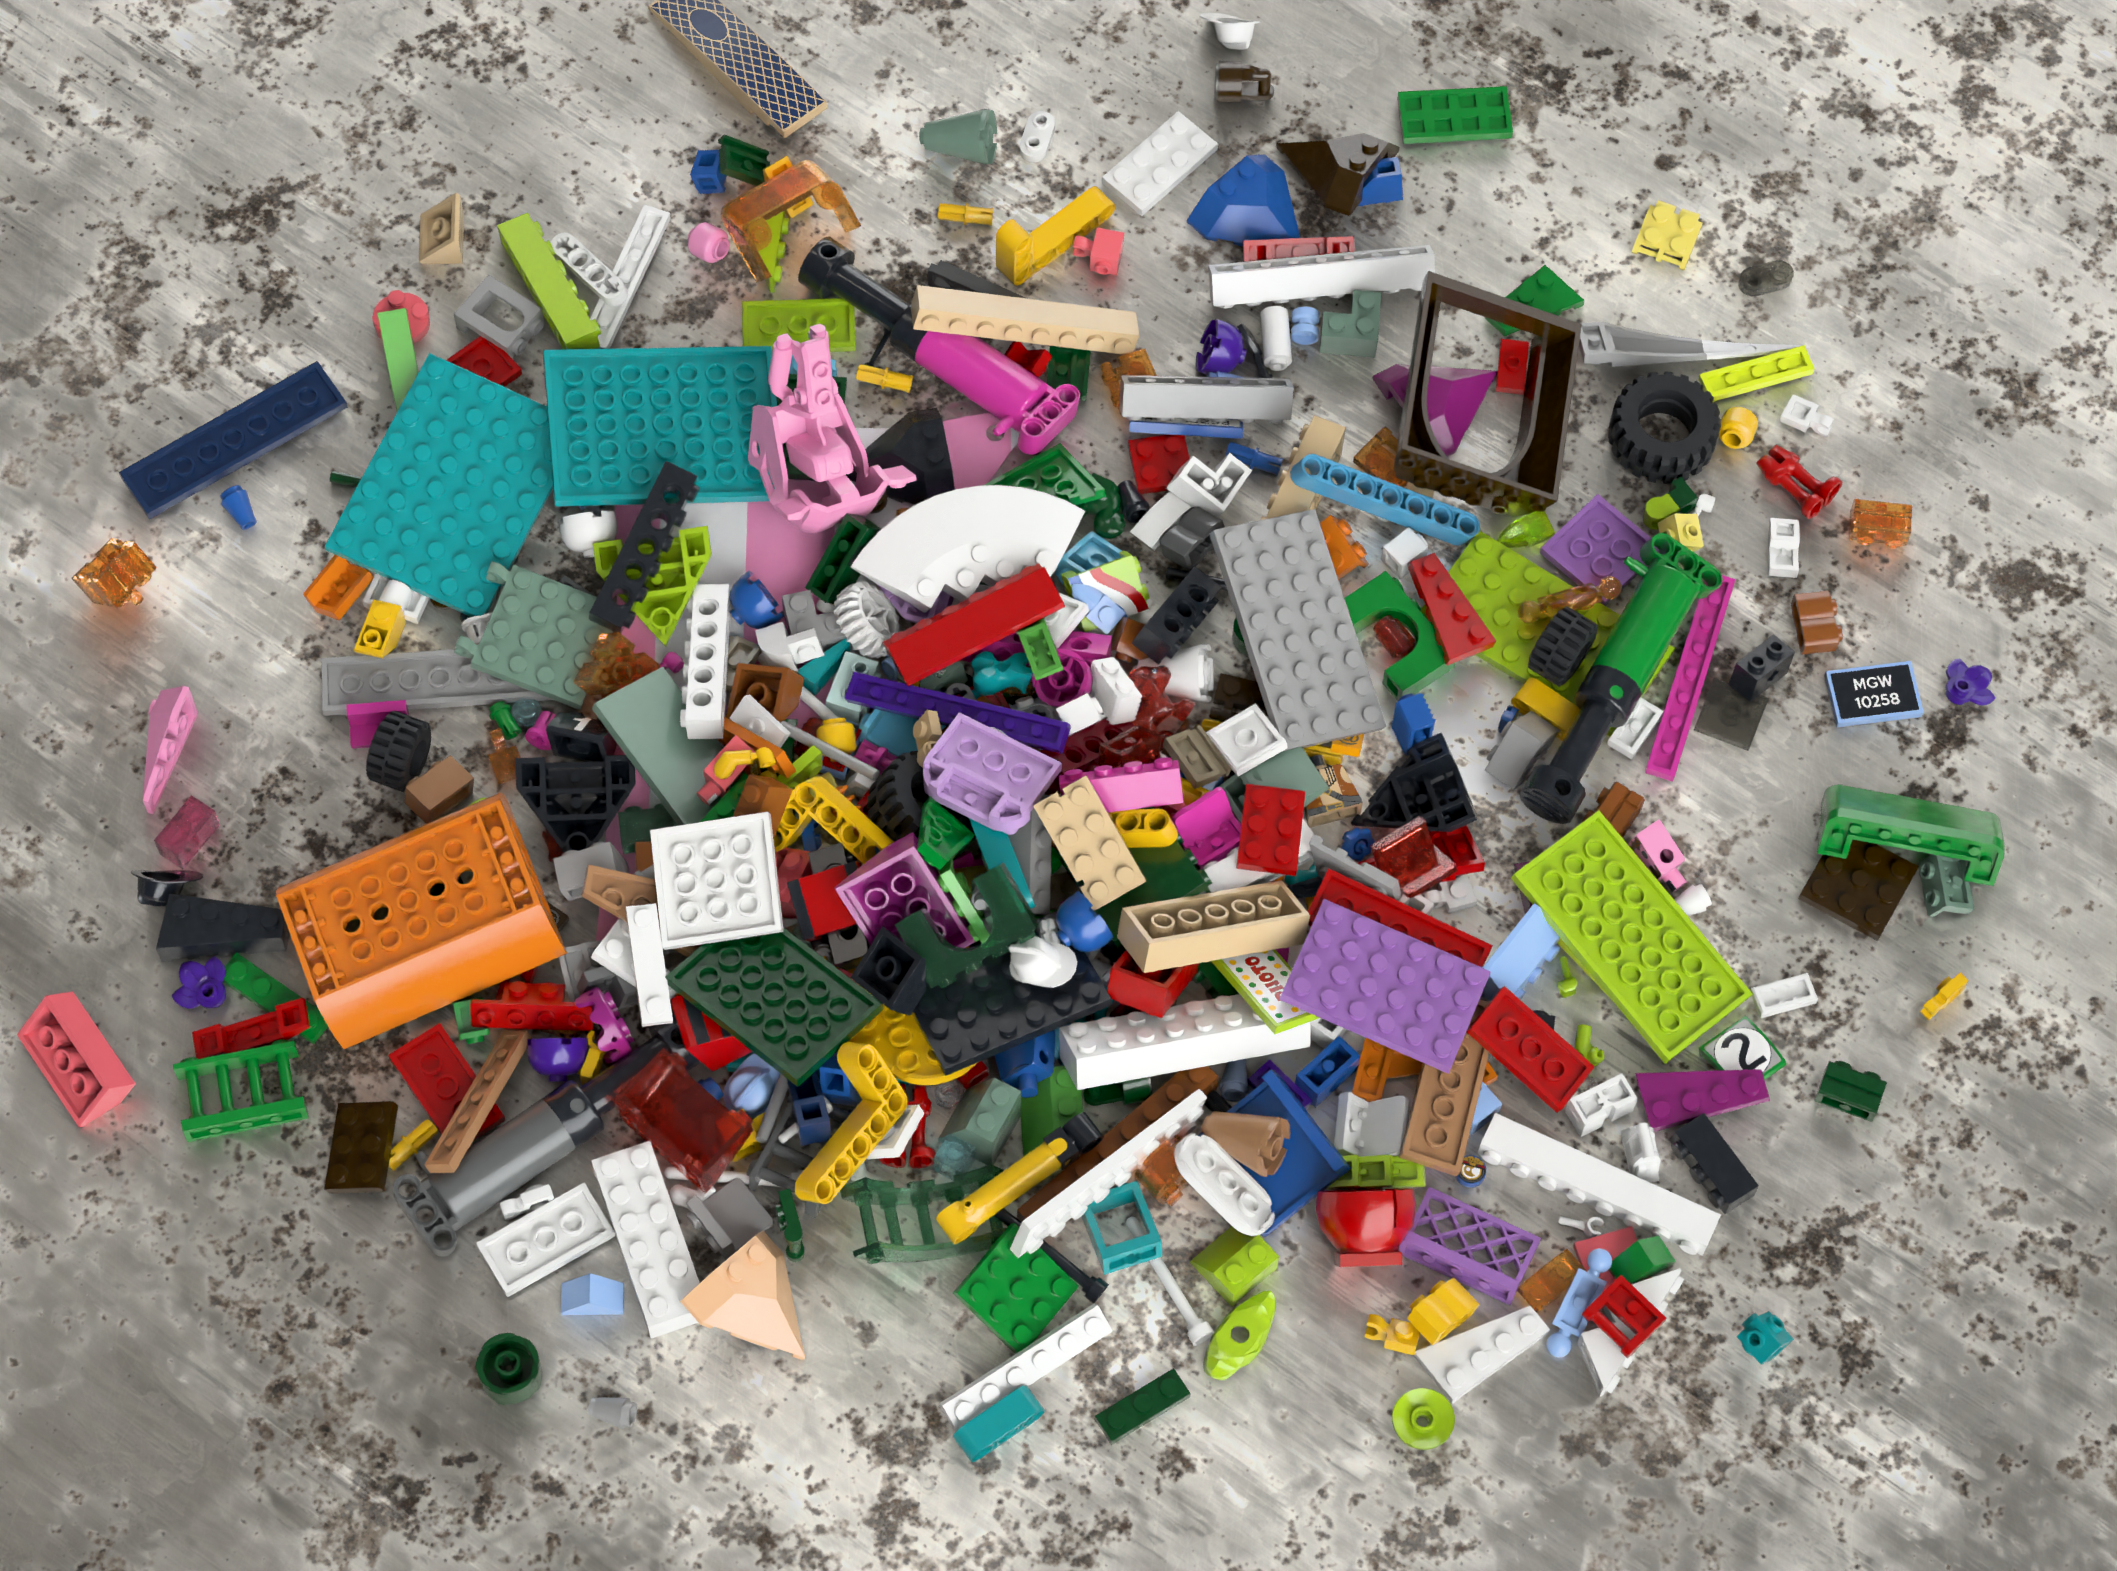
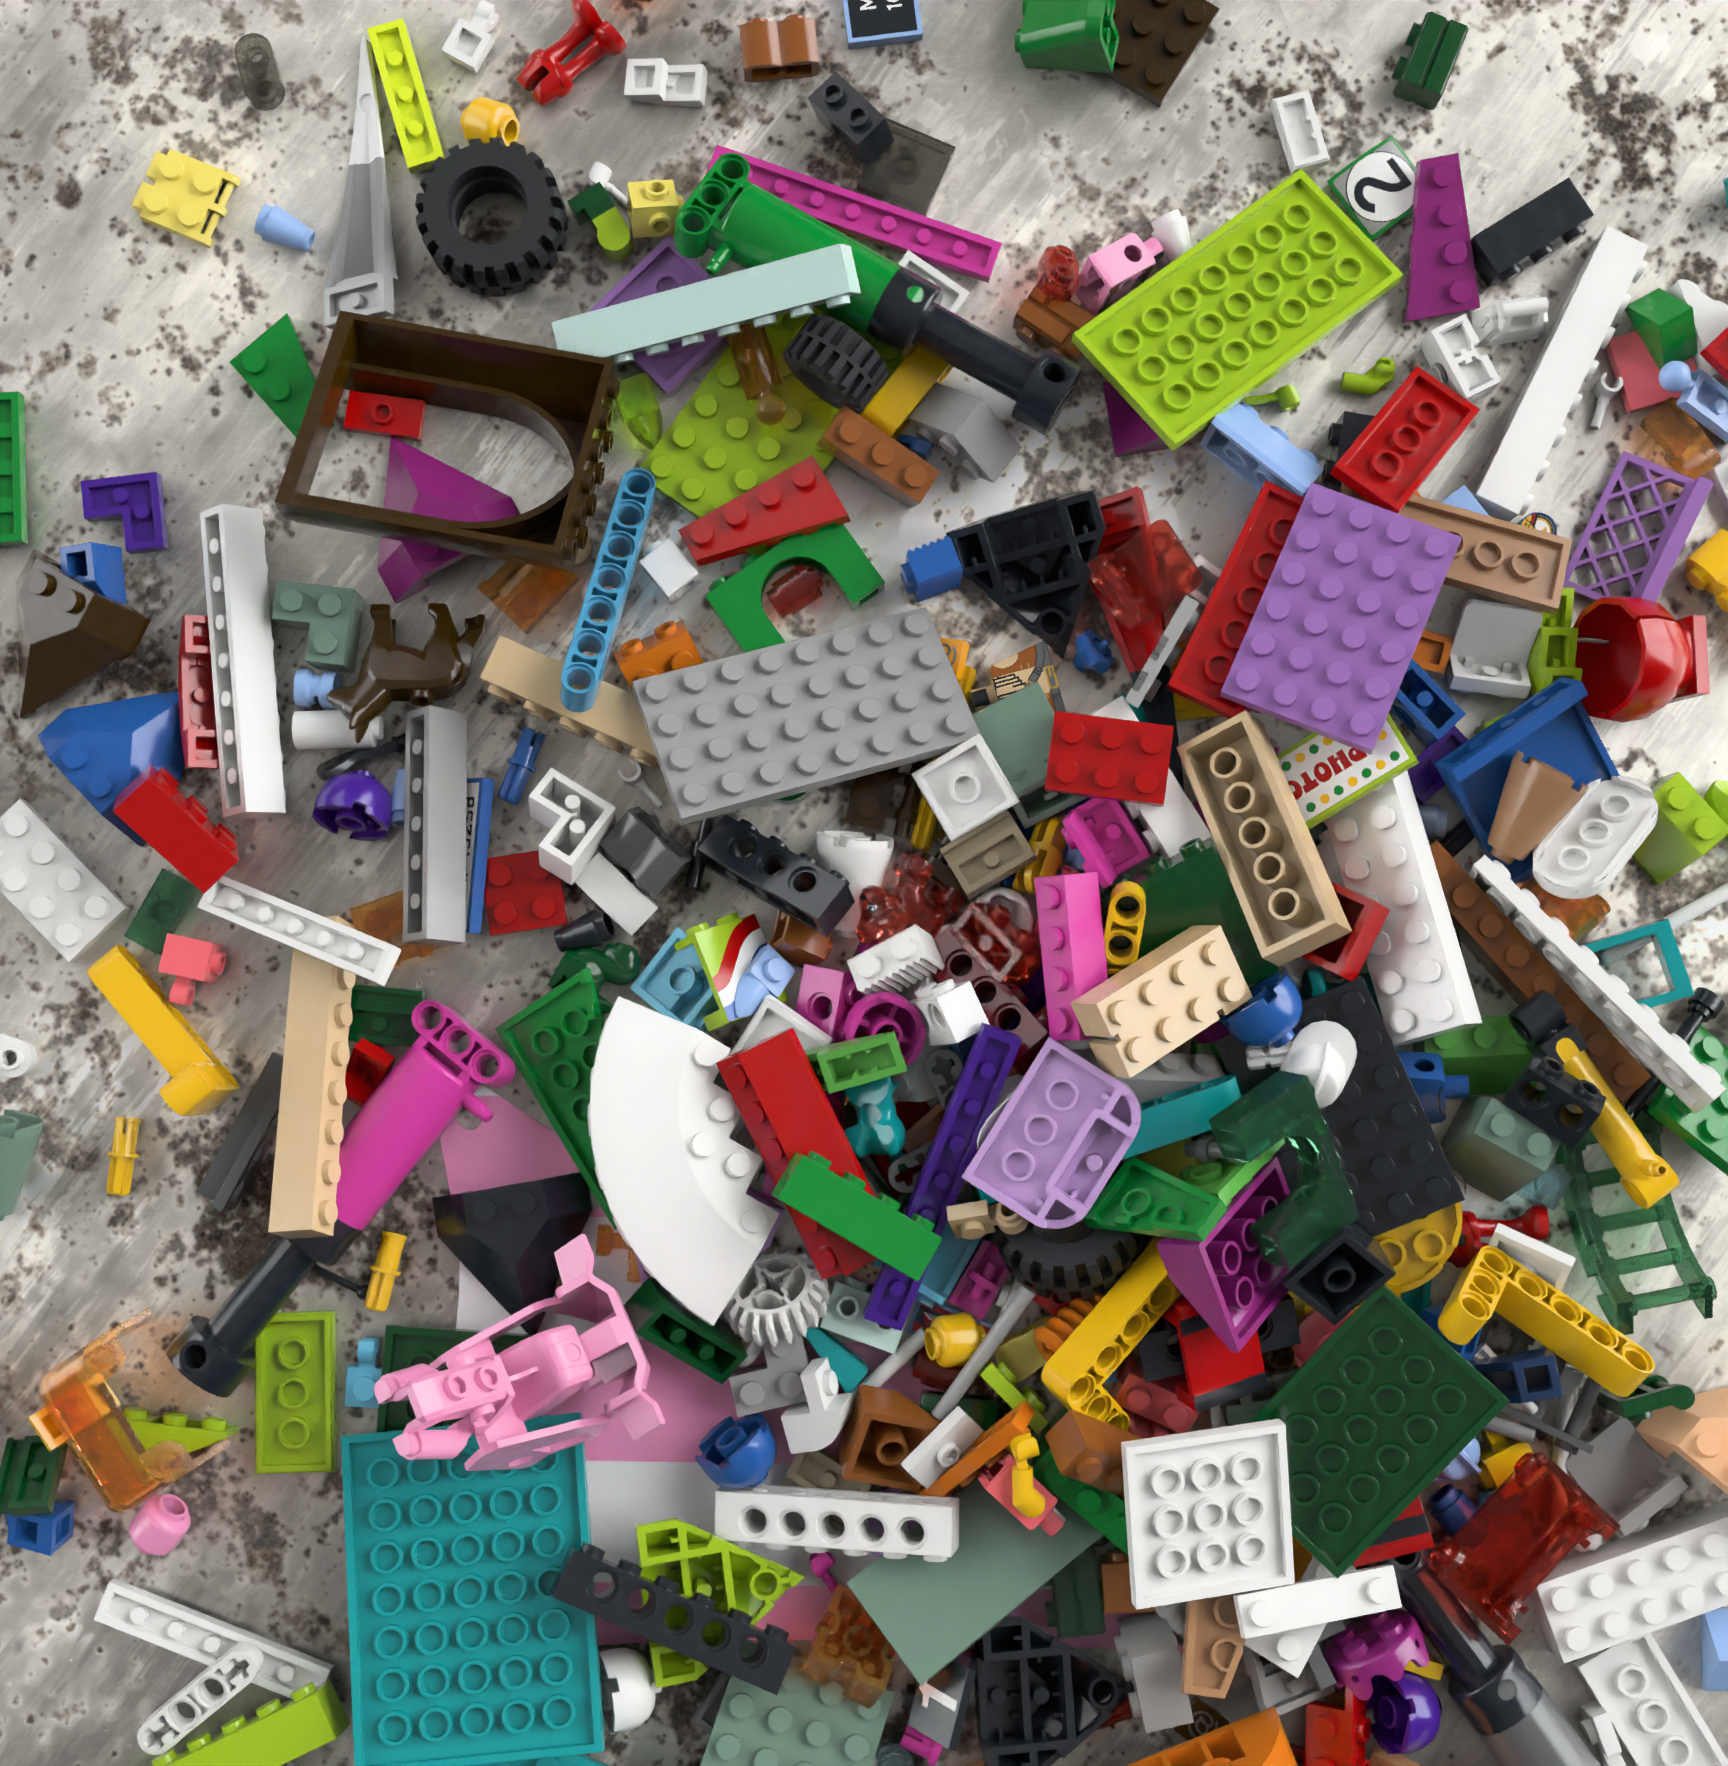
camera: 85 degrees left, 20 degrees up
(930, 647) = (856, 1215): none -> green brick
(1019, 1132) = (1548, 1106): none -> black brick
(1129, 309) = (301, 929): none -> white plate
(1141, 233) = (161, 911): none -> clear green plate
(1199, 233) = (177, 827): none -> red brick
(1316, 378) = (405, 673): none -> dark brown animal
(1436, 209) = (137, 501): none -> dark purple plate
(1497, 687) = (878, 457): none -> dark orange brick
(1599, 561) = (713, 306): none -> light aqua brick
(1645, 810) = (1058, 273): none -> clear red plate
(1647, 296) = (283, 229): none -> light blue cone

